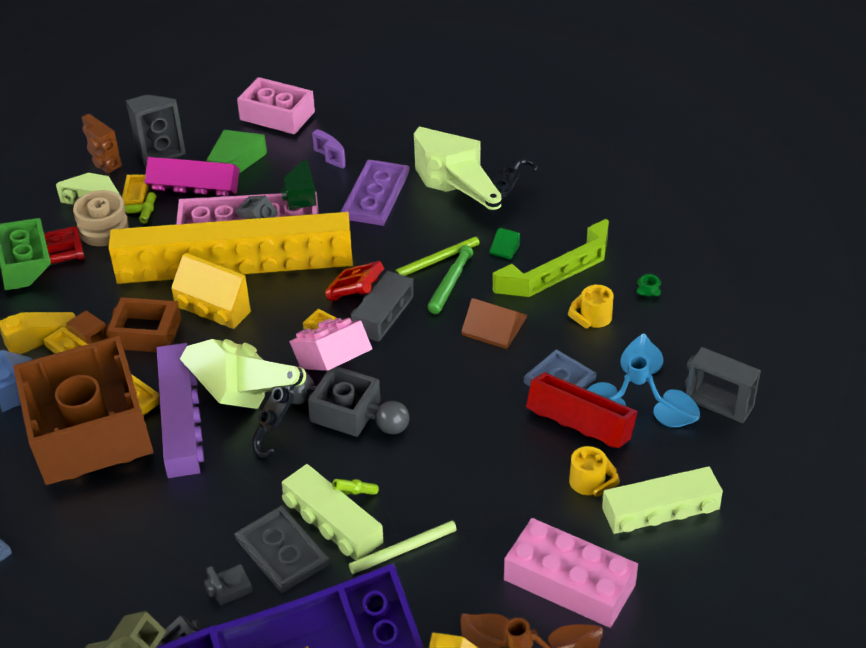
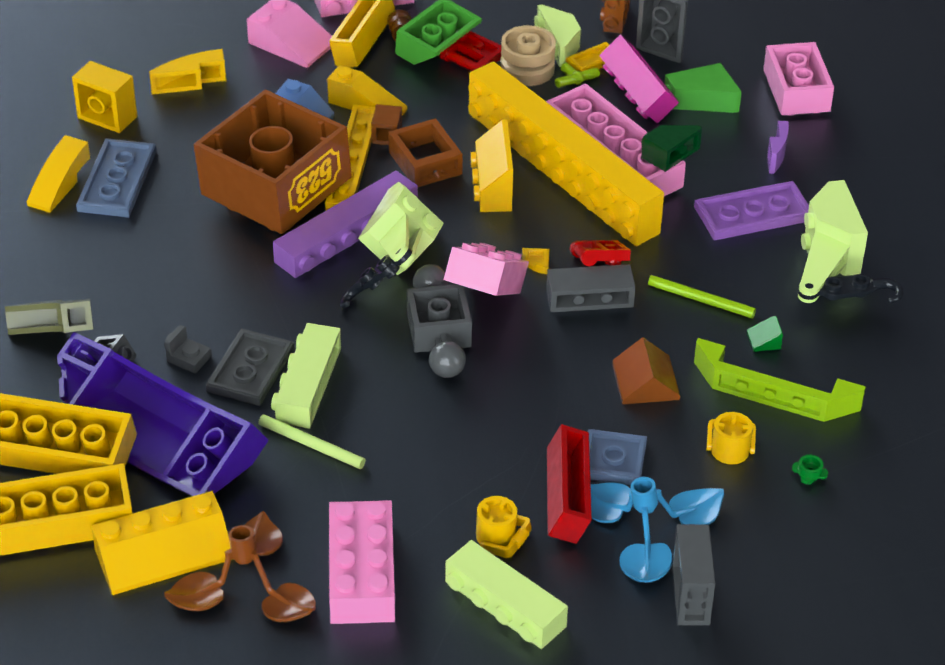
camera: 55 degrees right, 0 degrees up
(256, 207) = (611, 135): dark grey bracket -> none
(354, 487) = (344, 373): lime piece -> none
(443, 291) = (651, 322): bright green piece -> none

